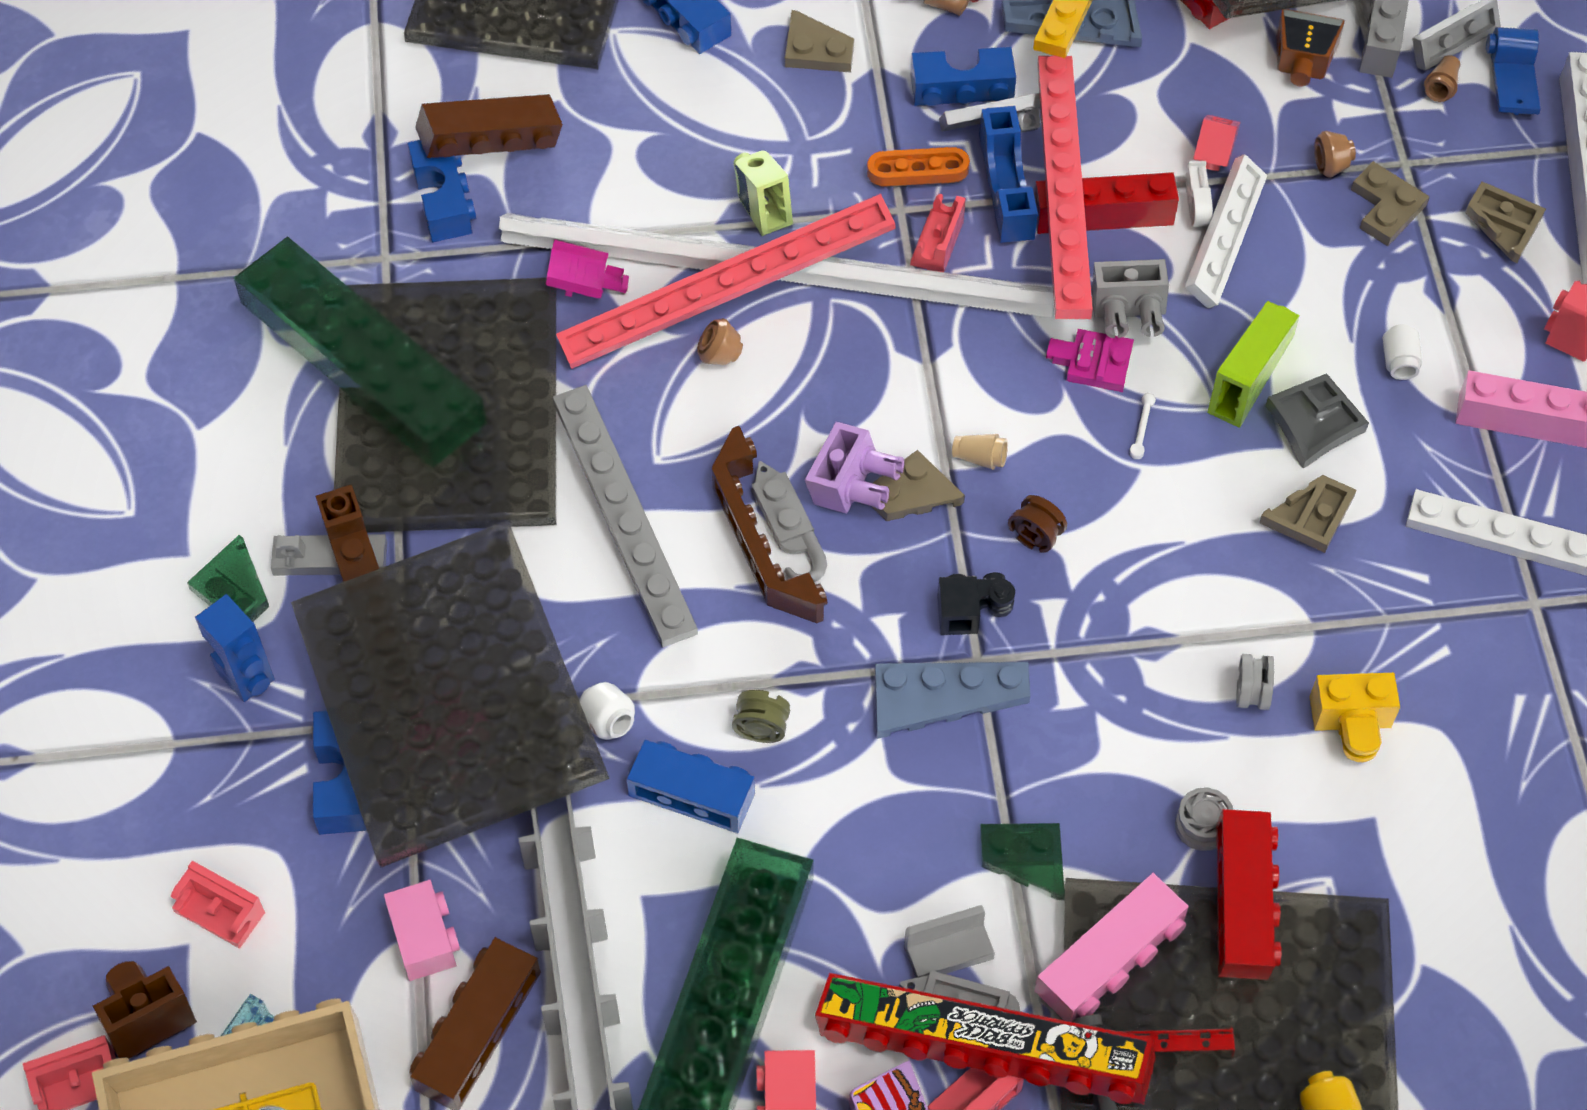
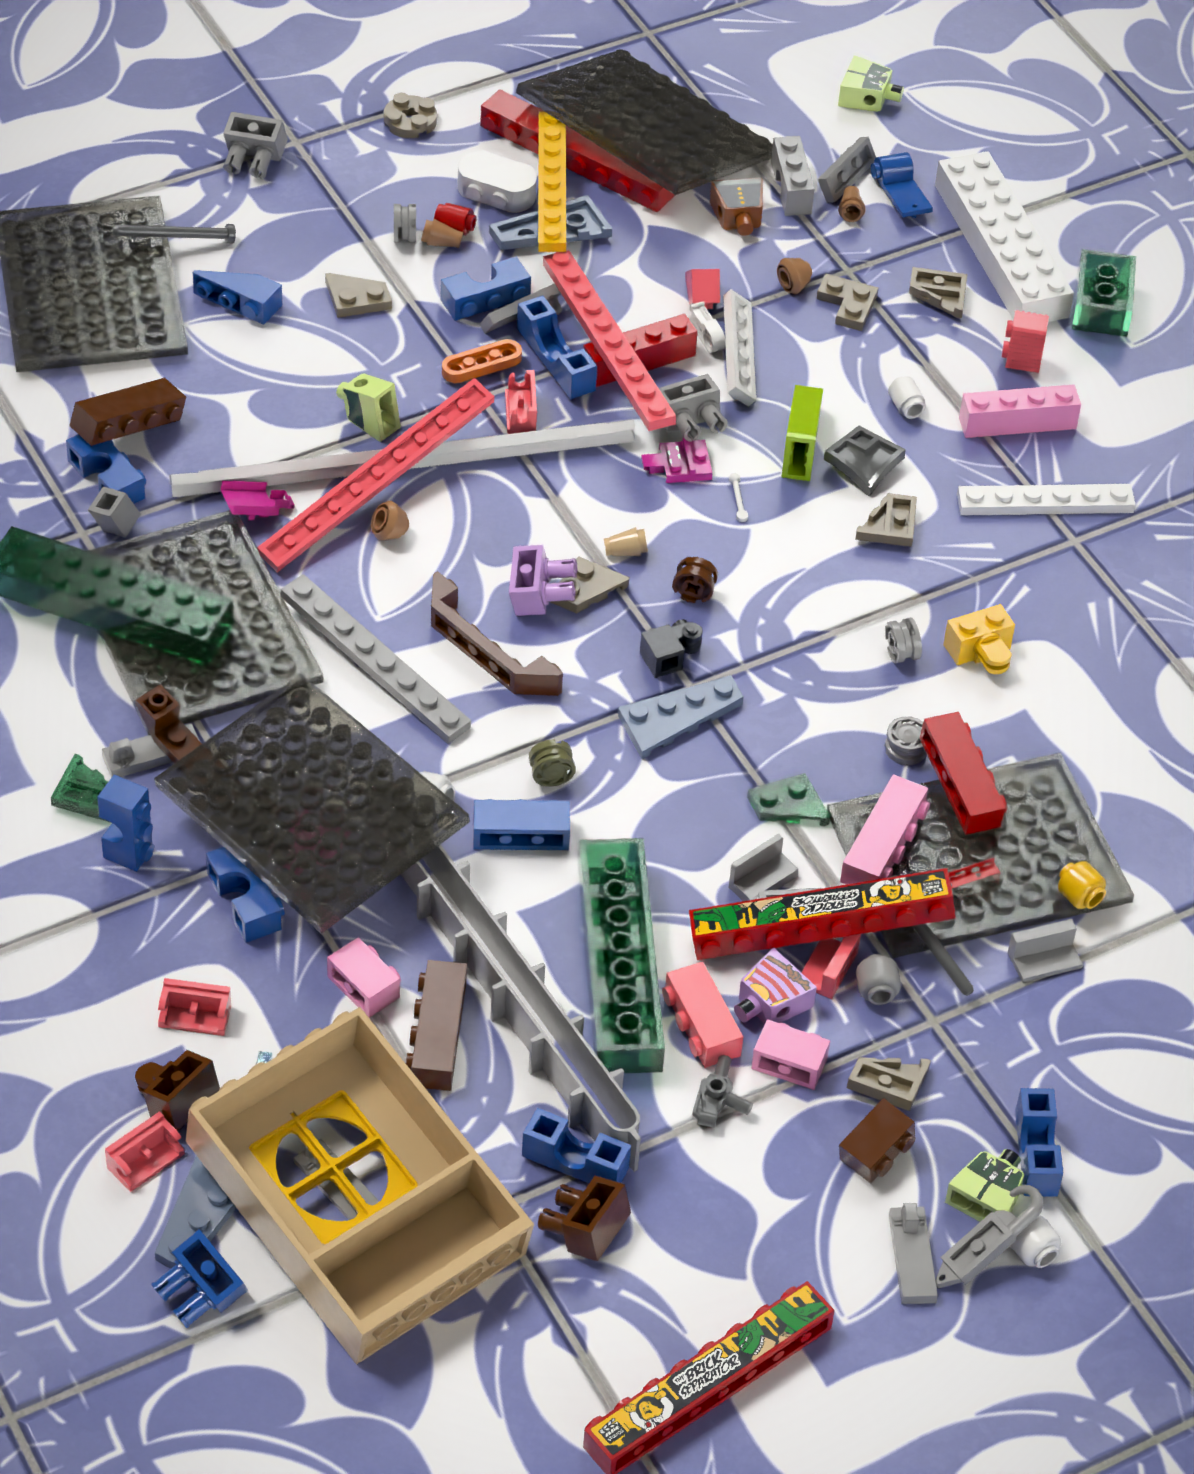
camera: 25 degrees left, 10 degrees down
(425, 250) = (114, 512): none -> light grey brick
(787, 518) = (499, 627): light grey plate -> none

